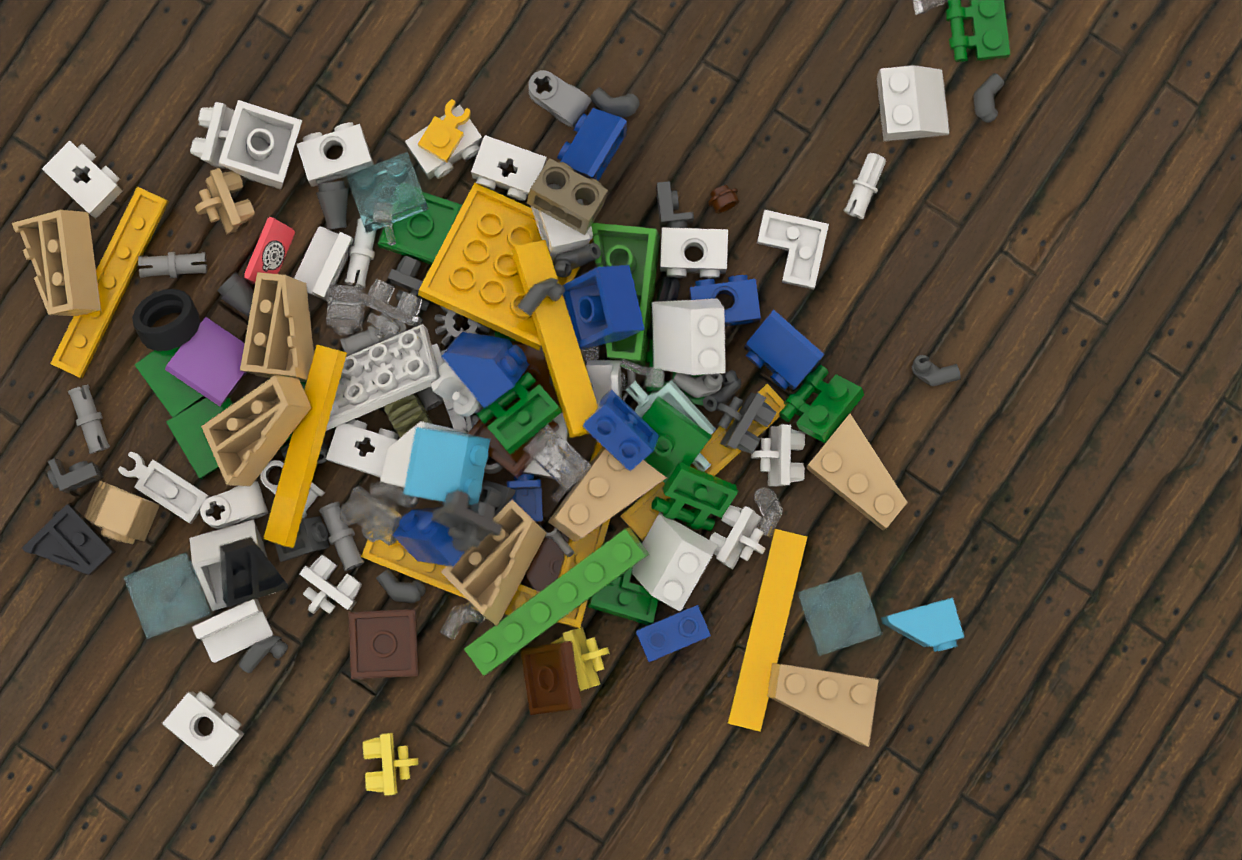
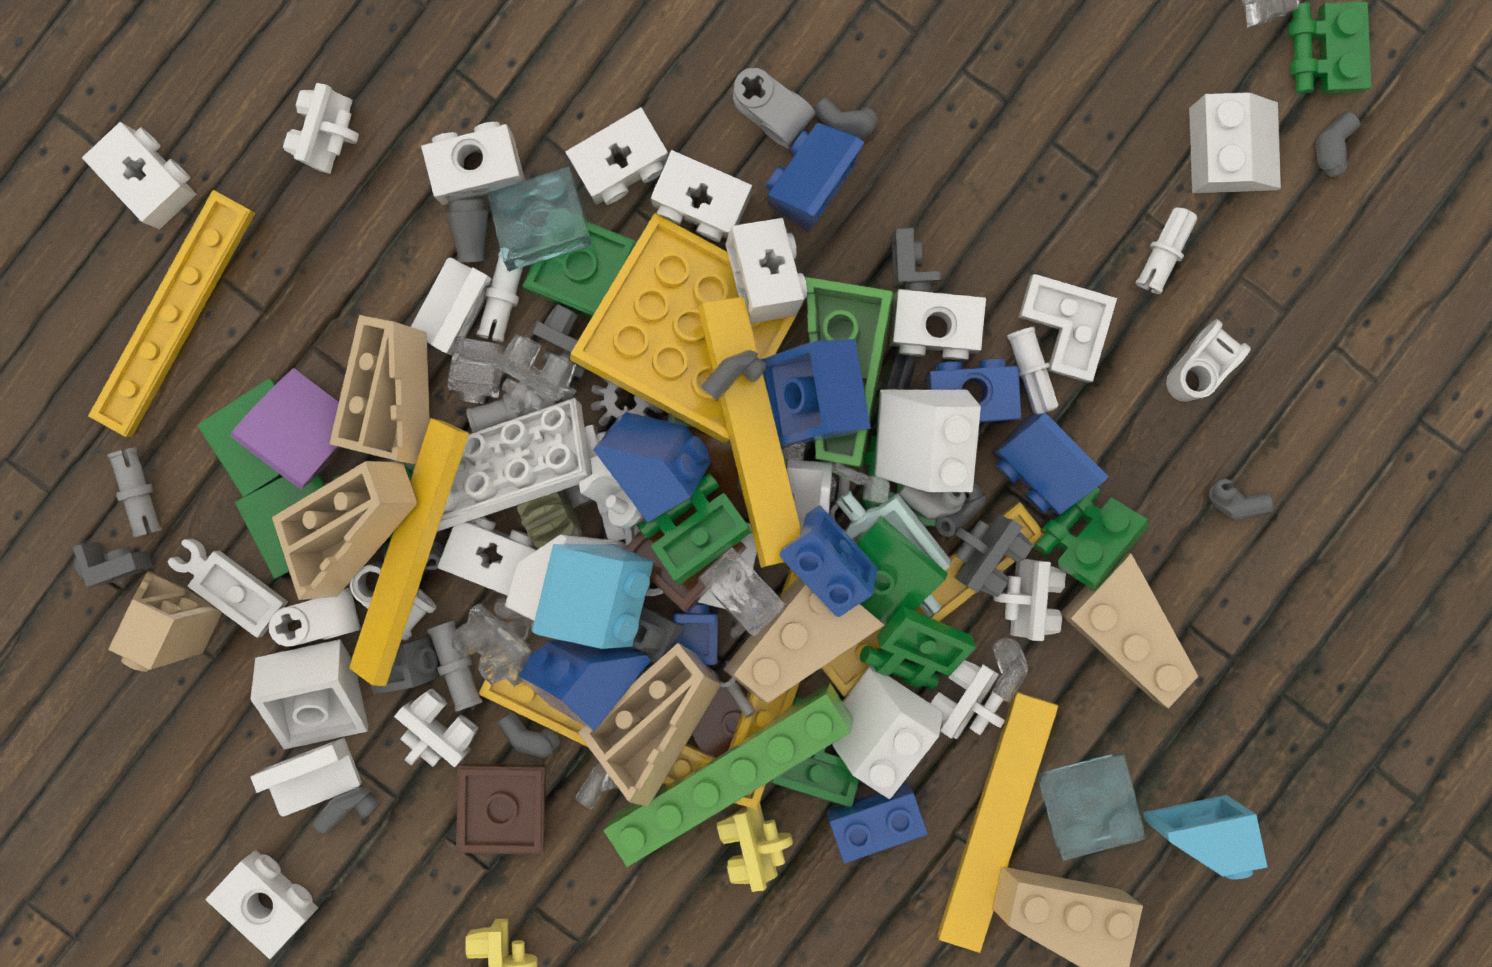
camera: 10 degrees right, 5 degrees up
(63, 261) = (104, 283): tan wedge -> none
(71, 542) = (86, 651): black wing -> none
(167, 595) = (223, 729): clear light blue plate -> none
(172, 264) = (253, 296): light grey pin -> none
(172, 334) = (247, 388): black tyre -> none
(221, 202) = (323, 196): tan hips -> none
(237, 293) = (334, 338): dark grey cone -> none
(247, 572) = (324, 714): black wing -> none
(260, 144) = (372, 142): white slope -> none
(270, 249) = (381, 285): coral slope -> none
(383, 214) = (530, 248): clear hand -> none
(442, 135) = (616, 147): yellow plate -> none
(466, 525) = (613, 680): dark grey hips -> none
(551, 678) = (716, 873): reddish brown plate -> none
(562, 202) = (770, 248): dark tan brick -> none
(570, 260) = (769, 327): dark grey arm -> none
(723, 199) = (979, 256): reddish brown plate -> none
(770, 282) = (1033, 370): none -> white axle
(904, 265) = (1210, 358): none -> white piece

